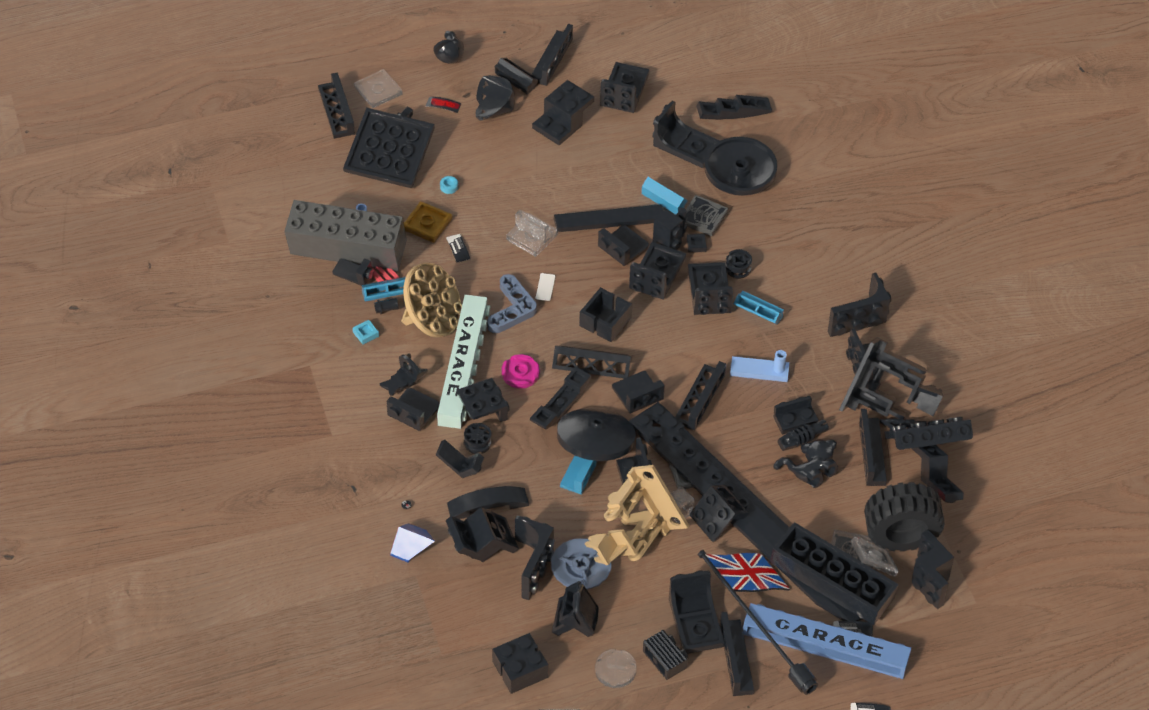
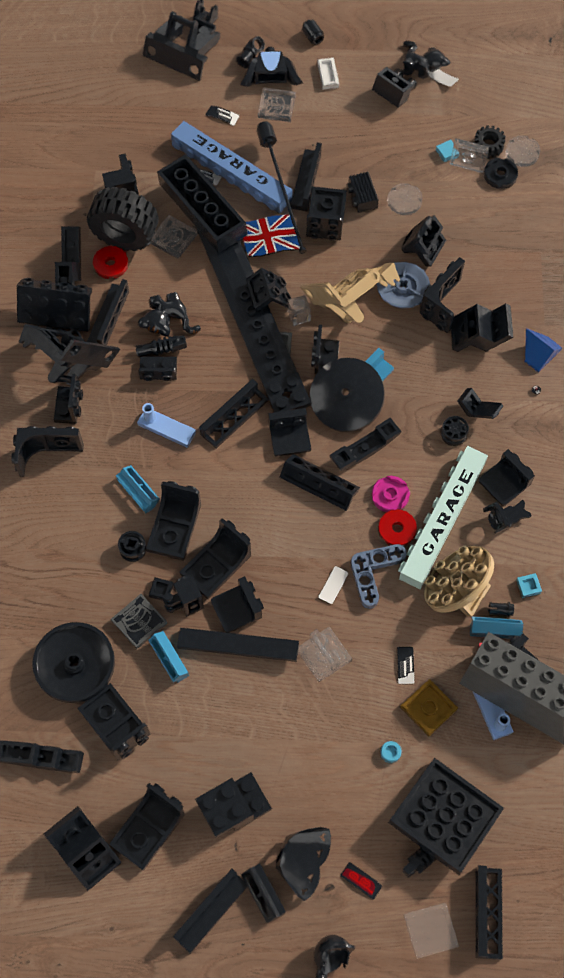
camera: 160 degrees left, 15 degrees up
(484, 399) = (439, 458): black bracket -> none
(487, 498) = (463, 365): black slope -> none
(499, 336) = (401, 518): none -> red tile
(522, 663) = (482, 216): black piece -> none
(601, 317) = (288, 520): black piece -> none
(668, 58) = (82, 848): none -> black bracket
(874, 556) = (166, 208): clear tile -> none

